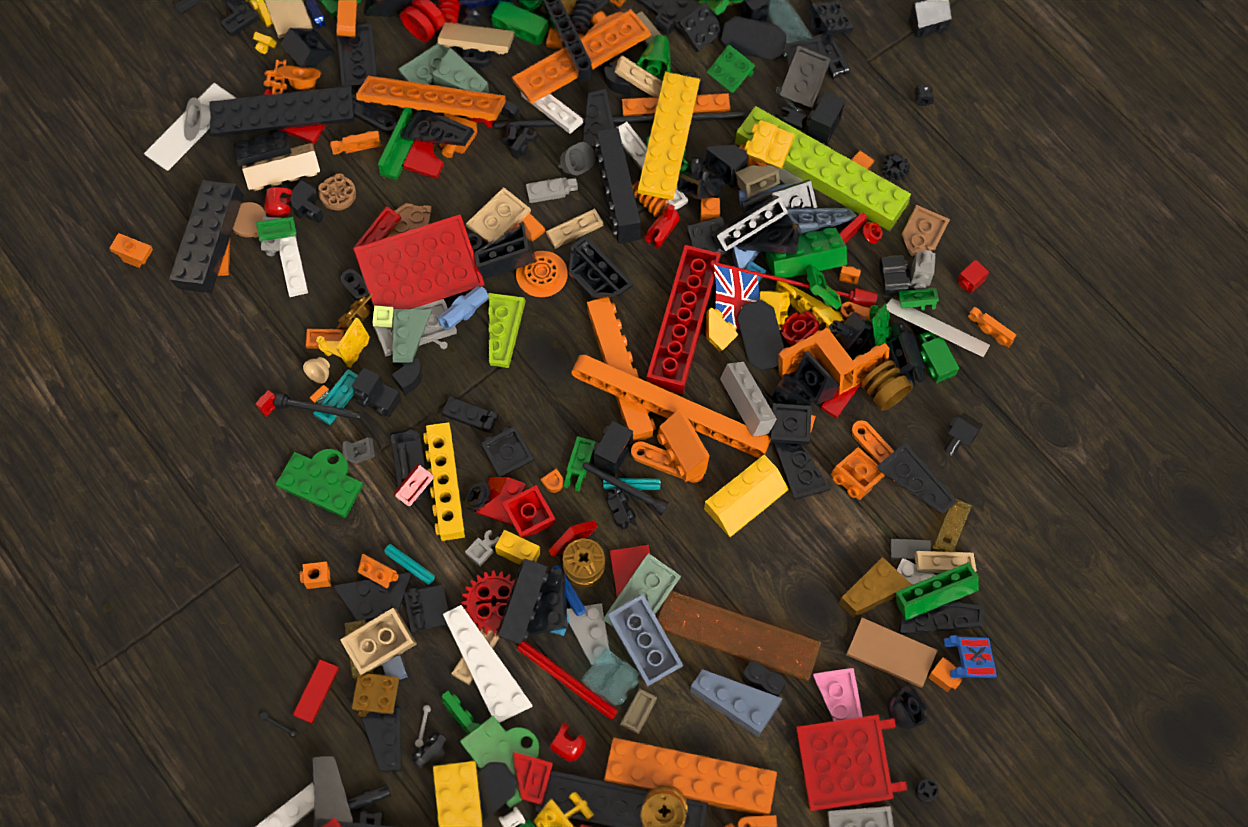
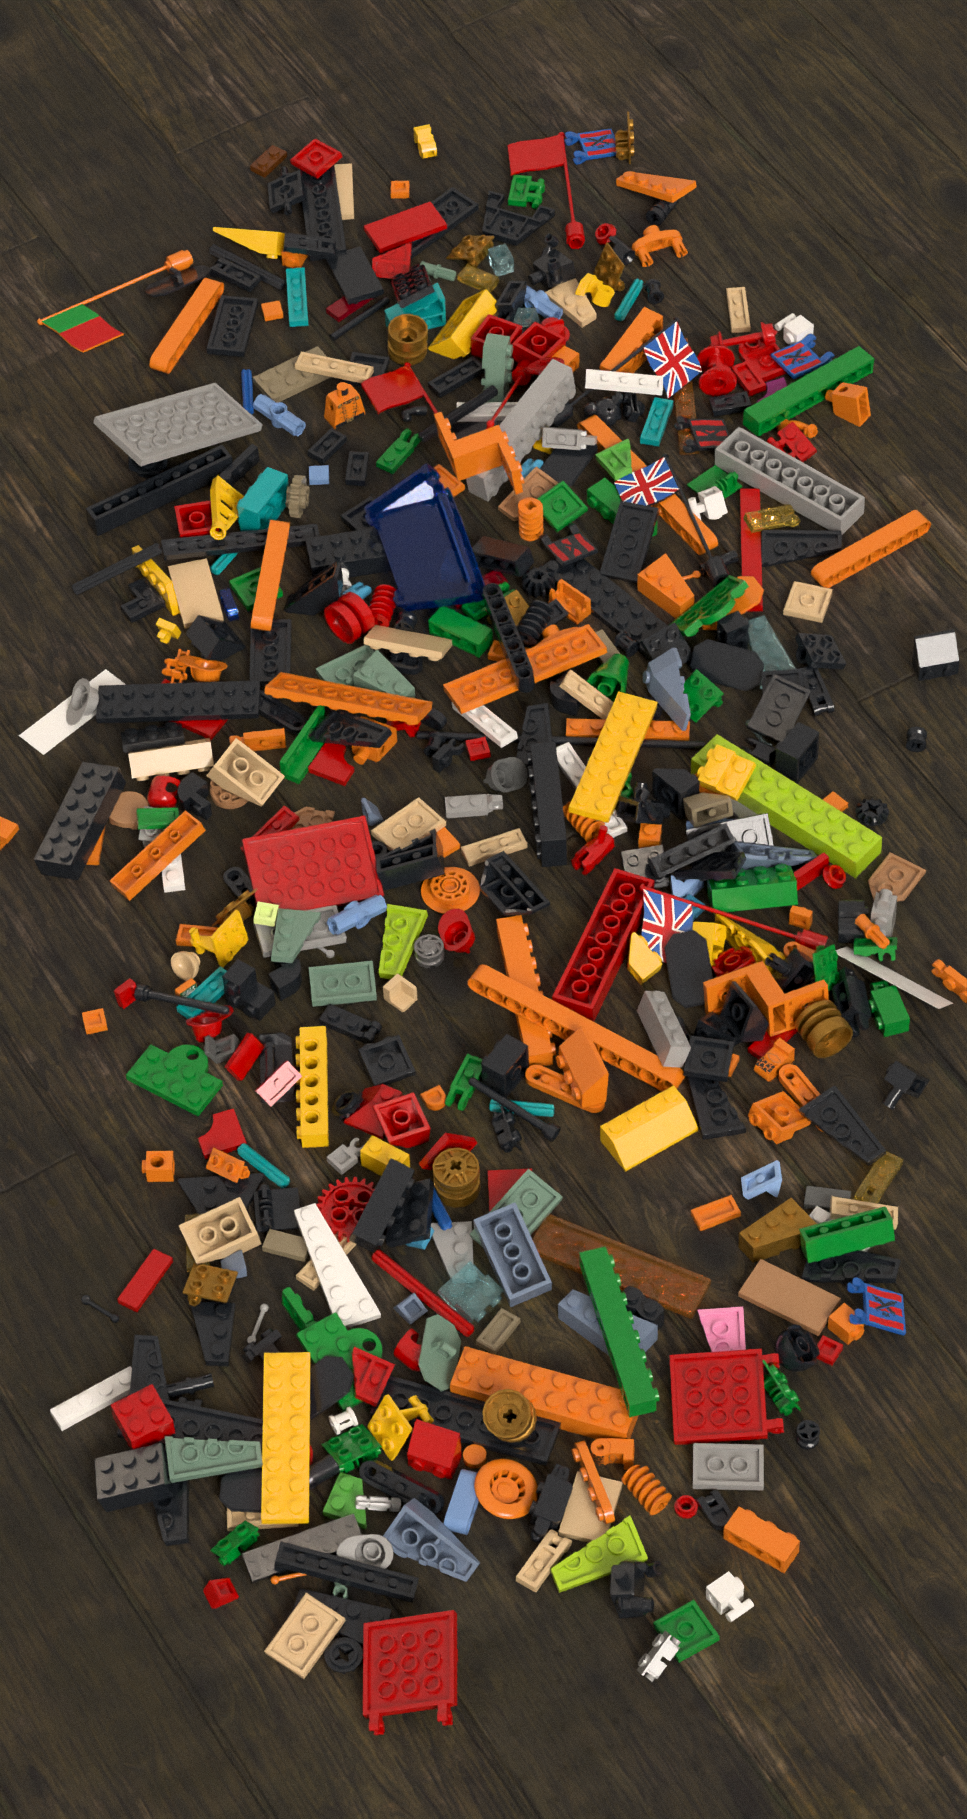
camera: 10 degrees right, 15 degrees down
(241, 433) = (94, 1021): none -> orange plate
(279, 265) = (157, 855): none -> orange piece
(343, 428) = (207, 1024): none -> red piece
(349, 178) = (245, 774): none -> tan slope
(370, 536) = (224, 1134): none -> red tile
(380, 458) = (244, 1056): none -> red tile
(438, 643) = (285, 1245): none -> dark tan tile
(458, 375) = (342, 983): none -> sand green plate
(463, 204) = (371, 812): none -> sand blue slope
(510, 380) = (400, 993): none -> tan panel
(530, 337) = (429, 951): none -> flat silver wheel
(549, 135) = (477, 748): none -> red plate
(552, 316) = (456, 931): none -> red piece
(557, 695) = (410, 1308): none -> sand blue slope
(591, 744) = (439, 1352): none -> sand green shield
(707, 64) = (668, 686): none -> sand blue wedge
(750, 714) = (618, 1332): none -> green brick
(814, 572) = (715, 1213): none -> orange tile
(819, 287) = (760, 919): green plate -> none
(846, 417) = (778, 1056): none -> orange leg
(853, 539) = (762, 1180): none -> light blue slope
(906, 754) = (779, 1391): none -> green hinge
(916, 287) = (872, 931): none -> orange axle
(932, 700) = (829, 1350): none -> red tile
(972, 276) = (942, 930): red brick -> none

